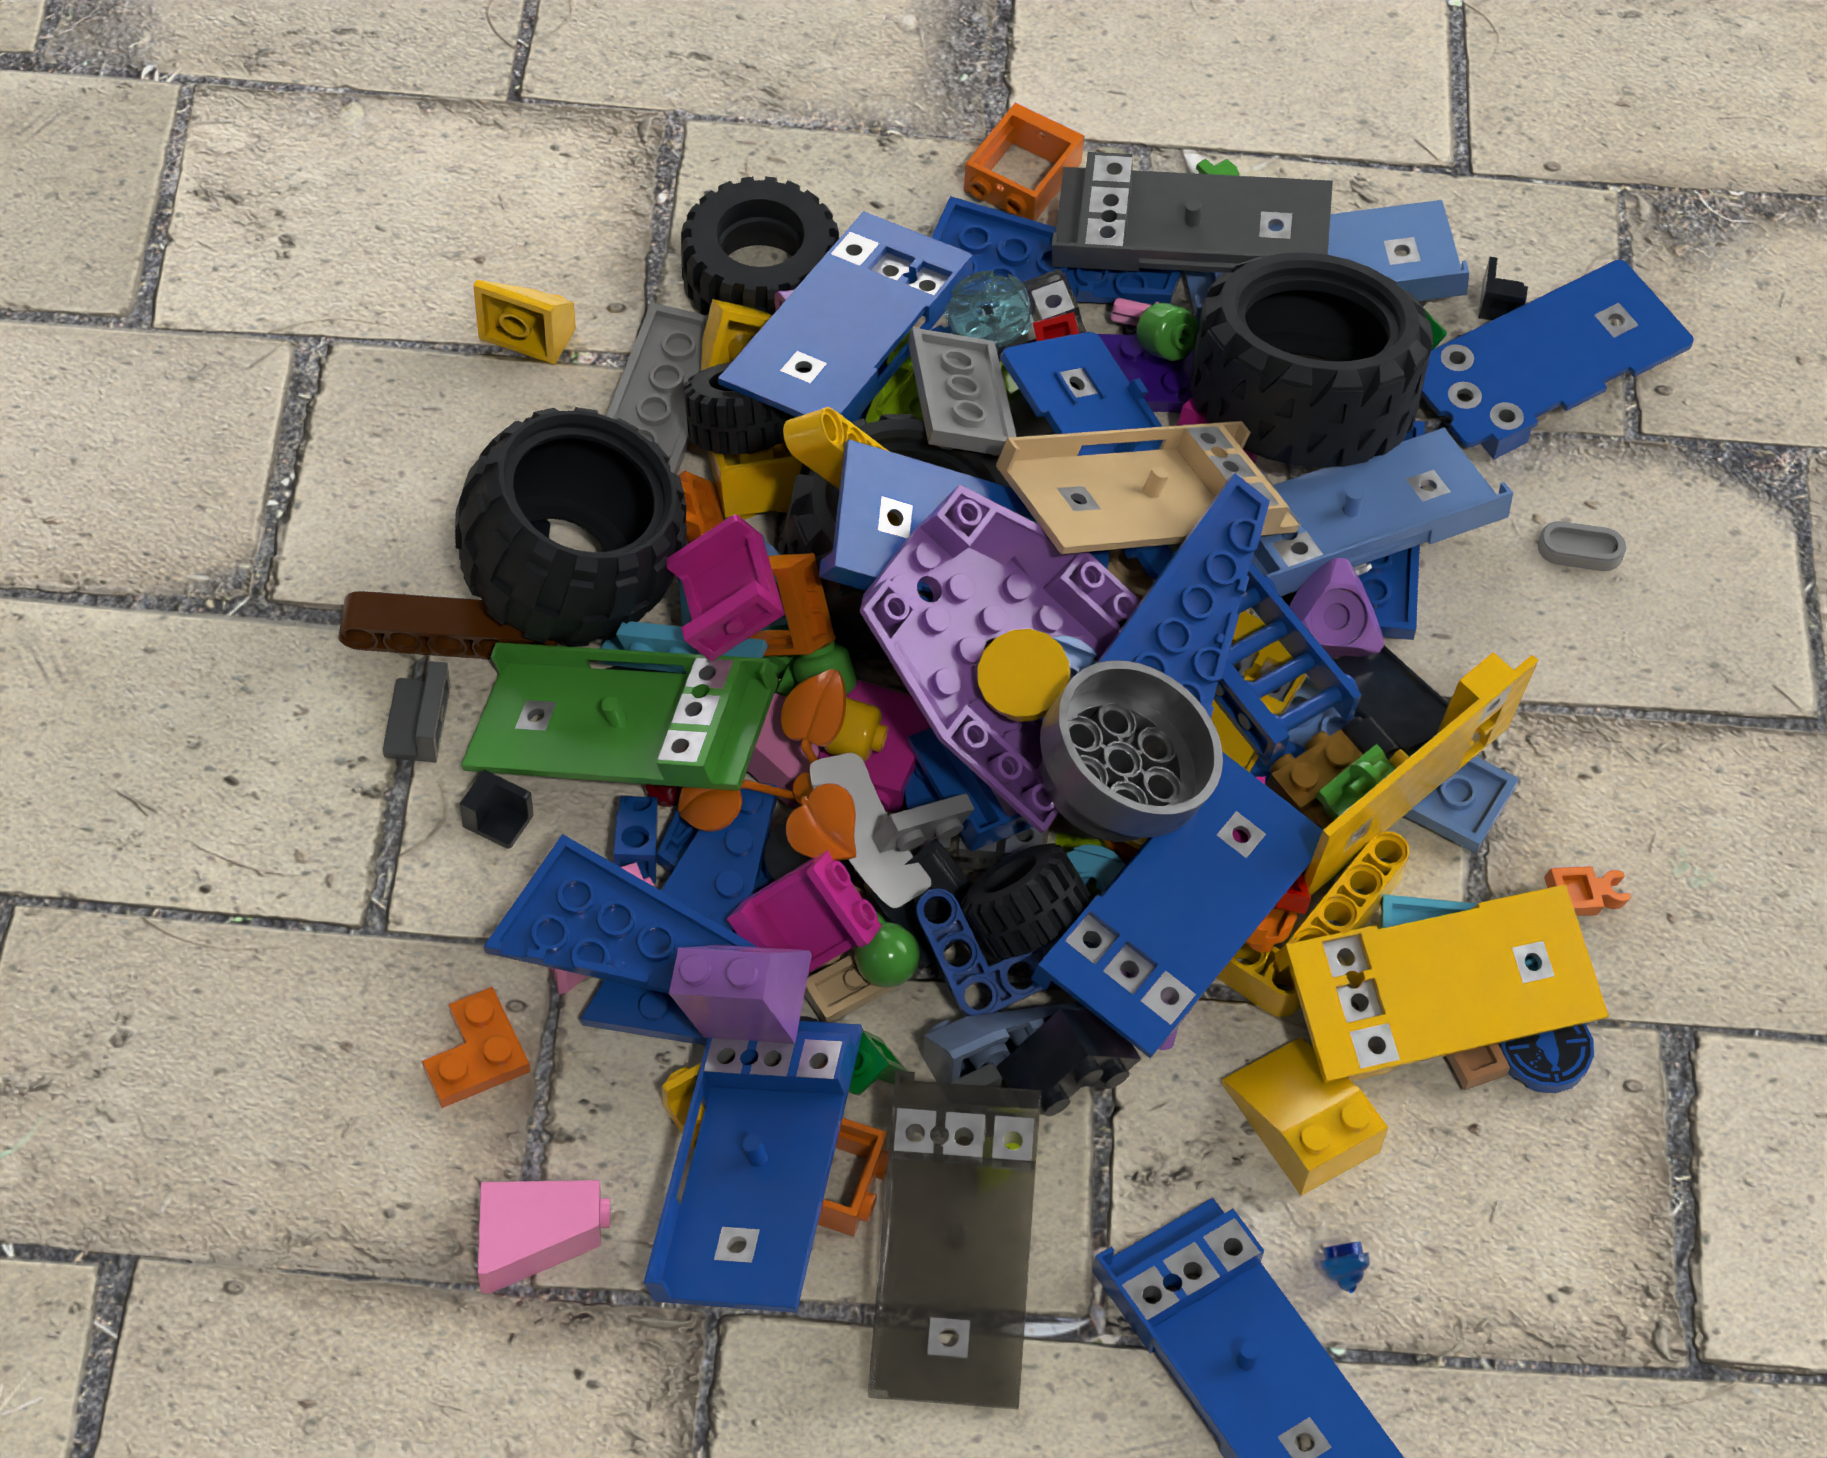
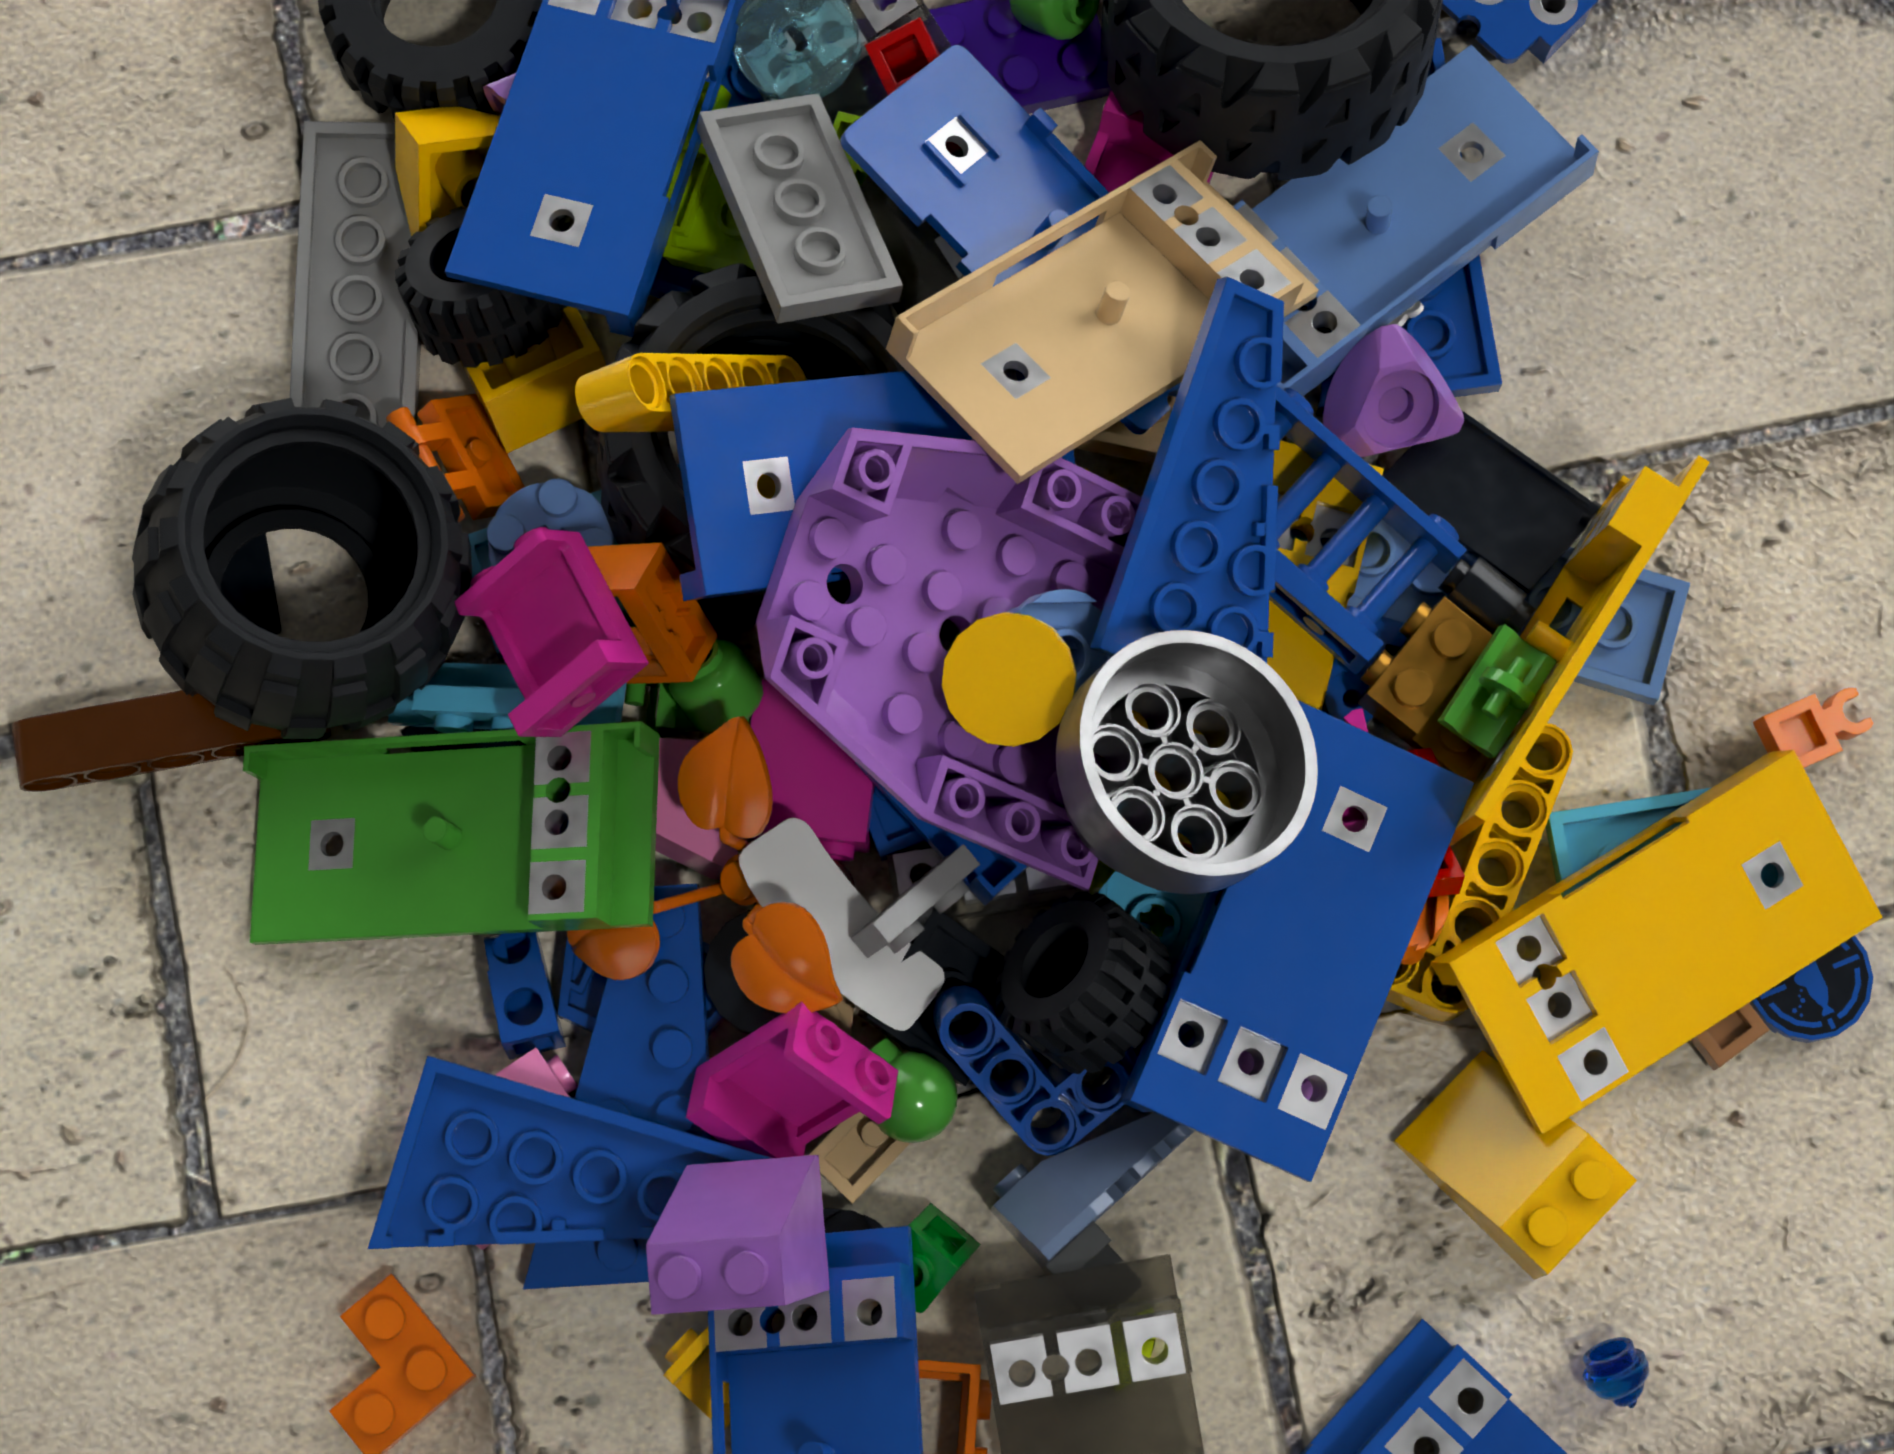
camera: 15 degrees left, 20 degrees up
(418, 716) = (167, 879): dark grey panel -> none
(496, 809) = (319, 1002): black panel -> none
(524, 319) = (134, 198): yellow slope -> none
(860, 731) = (793, 774): yellow head -> none
(1068, 1054) = (1184, 1194): black brick -> none
(1581, 546) = (1694, 177): light grey tile -> none

